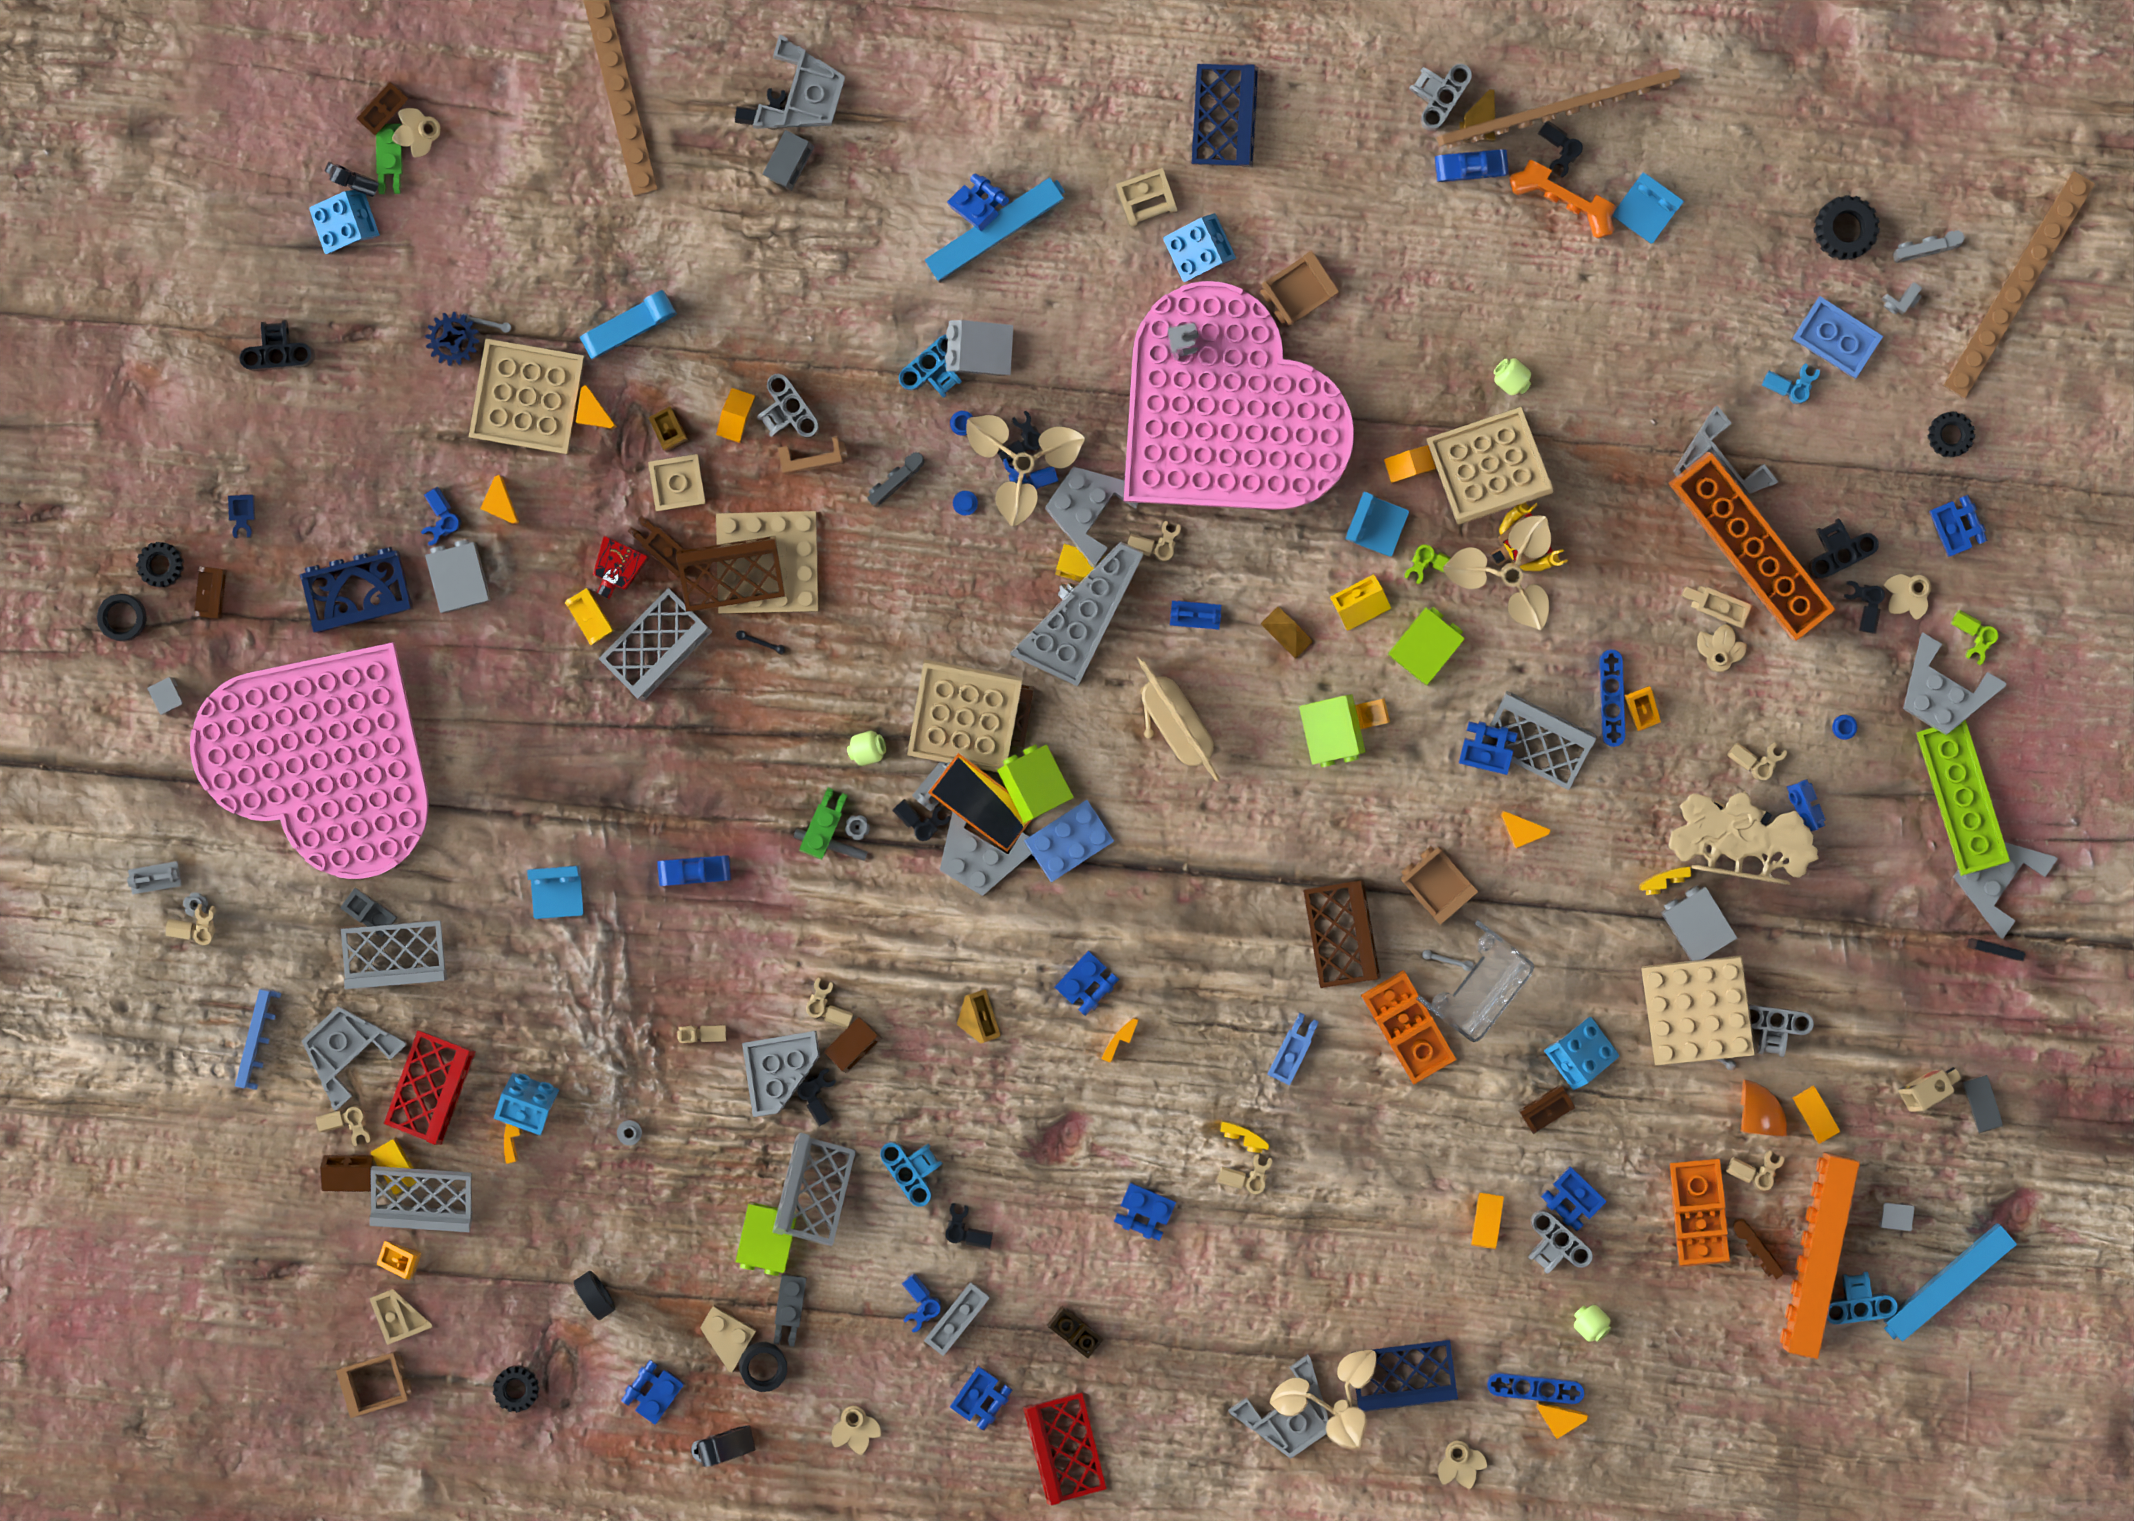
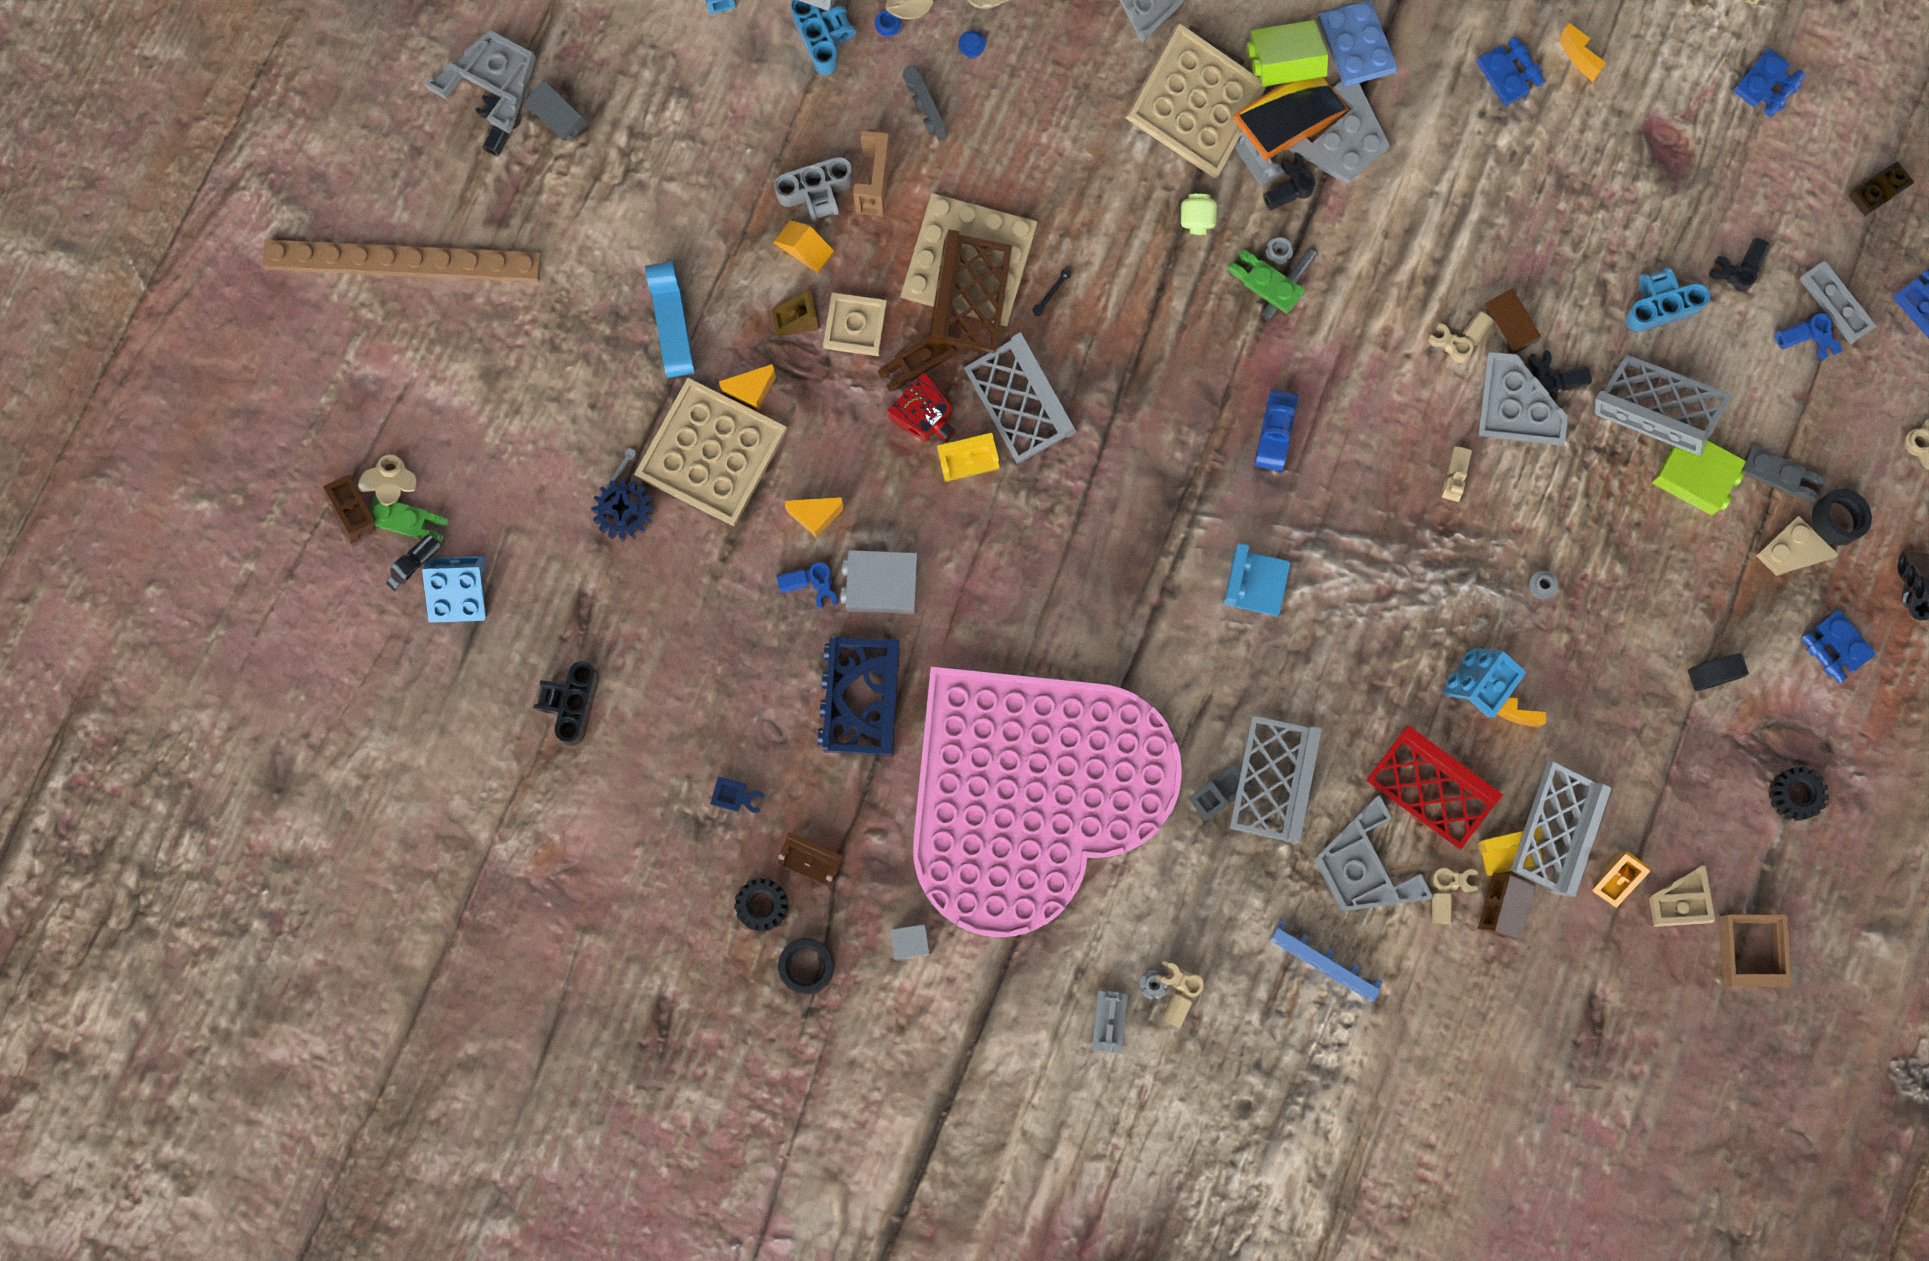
camera: 70 degrees left, 10 degrees down
(978, 1017) = (1518, 189): pearl gold slope -> none

